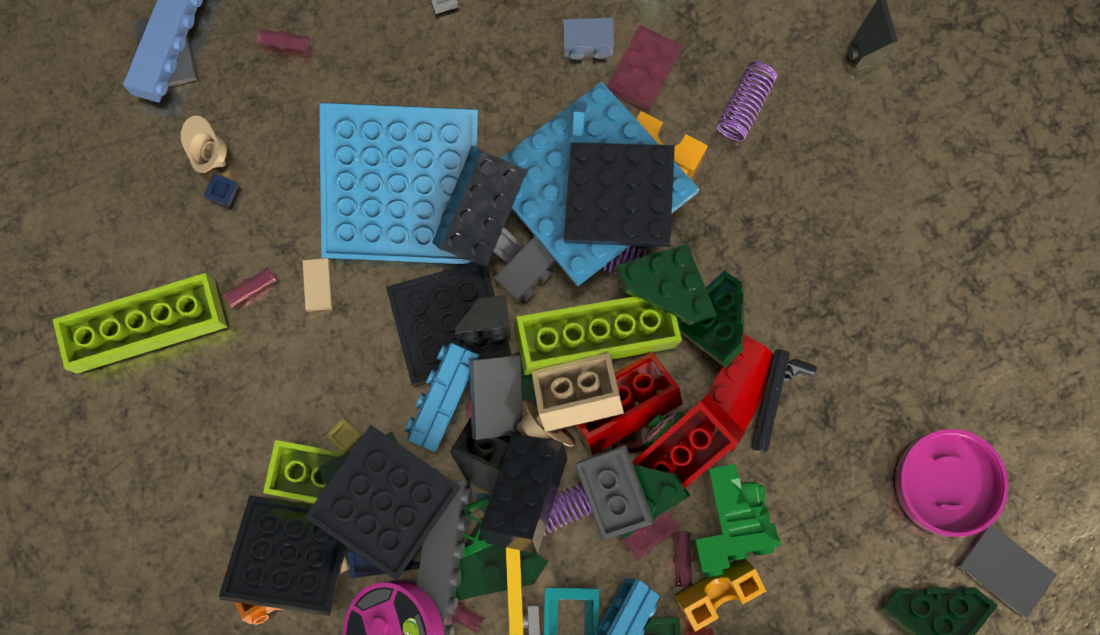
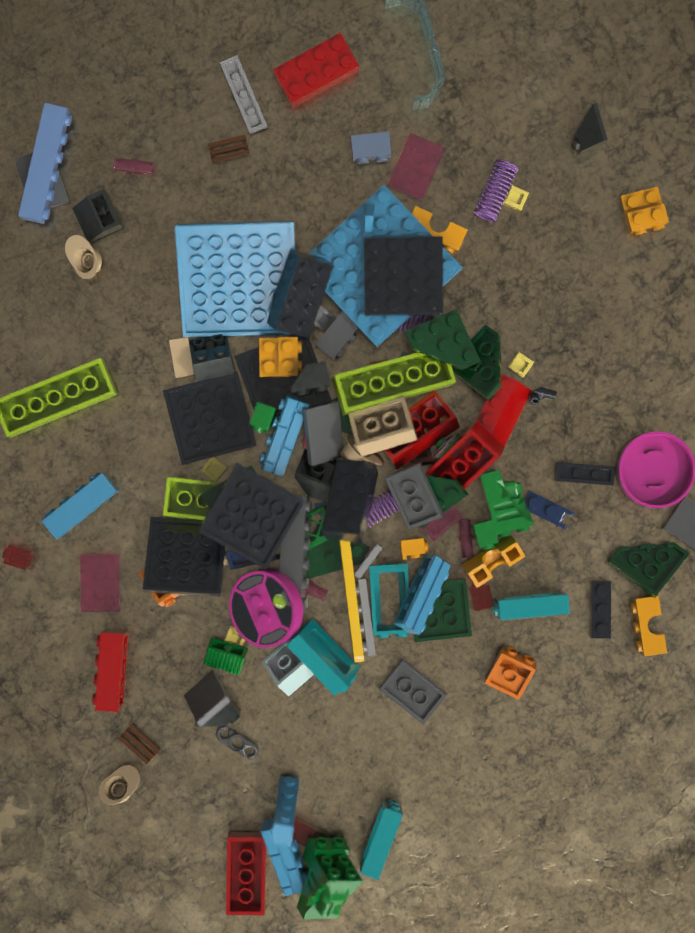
camera: 10 degrees left, 10 degrees up
(59, 537) = (18, 556): none -> clear red brick
(154, 472) = (79, 506): none -> dark azure brick
(169, 583) = (100, 582): none -> clear pink plate
(221, 190) = (101, 290): dark blue plate -> none
(228, 96) = (97, 216): none -> pearl dark grey slope
(249, 287) = (131, 363): clear pink pin -> none
(344, 367) = (209, 418): none -> black plate
(356, 286) = (211, 357): none -> pearl dark grey slope
(406, 20) = (225, 142): none -> reddish brown tile
(413, 367) = (262, 417): none -> green brick
(445, 291) = (279, 357): none -> light orange plate
(543, 580) = (367, 561): none -> light grey tile
(609, 567) = (413, 547): none -> light orange brick
(769, 327) = (520, 364): none -> light yellow tile
(771, 400) = (524, 419): black axle -> none
(772, 114) = (516, 198): none -> light yellow tile
(798, 527) = (547, 509): none -> dark blue hinge
(852, 481) = (585, 473): none -> black plate
(939, 142) = (644, 211): none -> light orange plate

